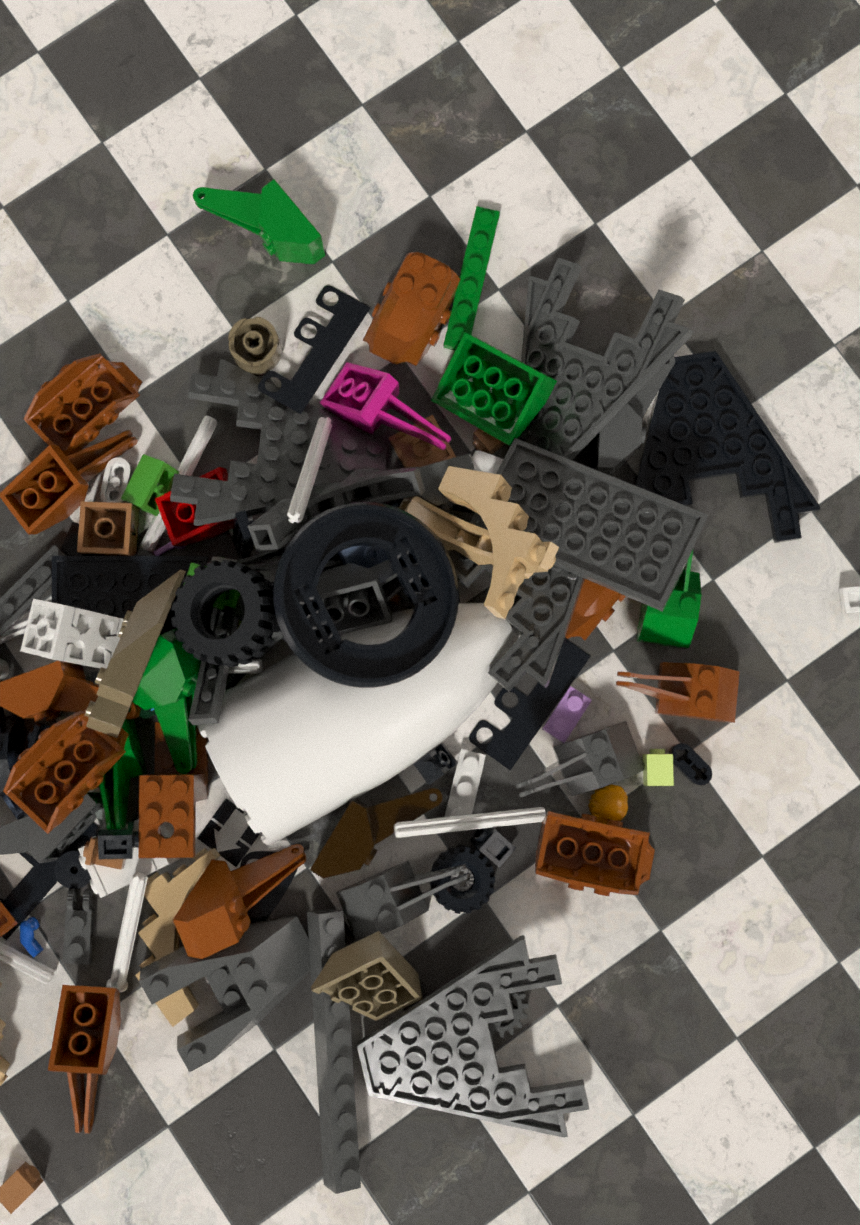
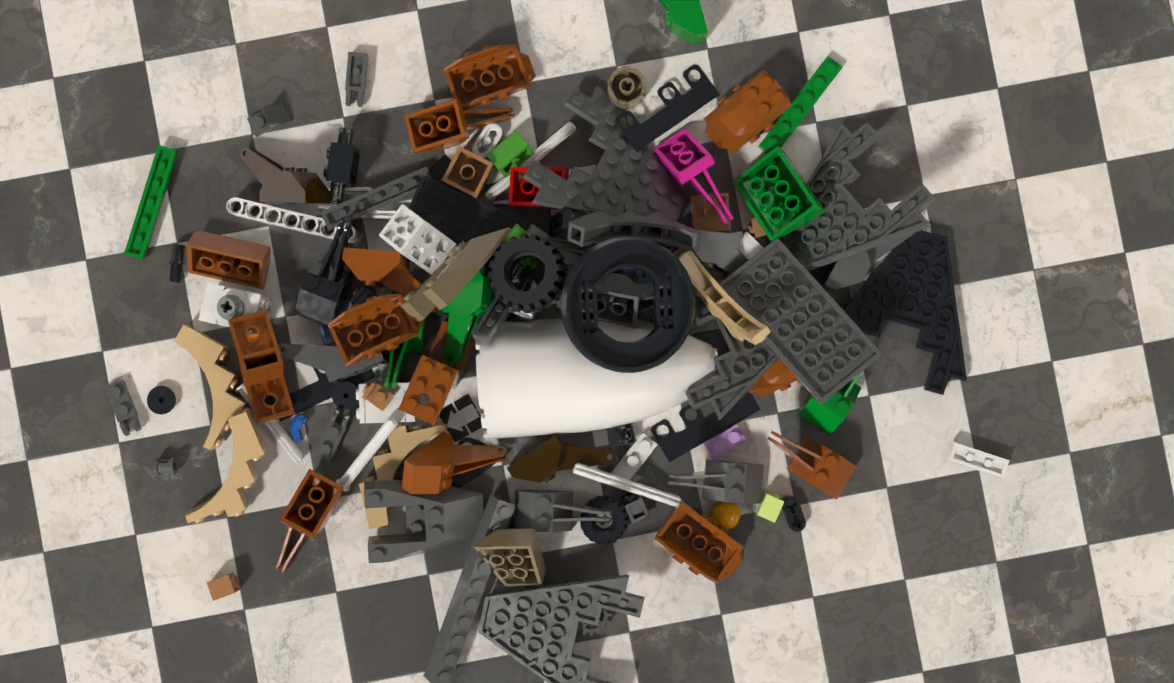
camera: 20 degrees right, 5 degrees up
(118, 843) = (389, 393): black bracket -> none
(309, 470) = (627, 198): white axle -> none
(512, 547) = (743, 298): tan arch -> none

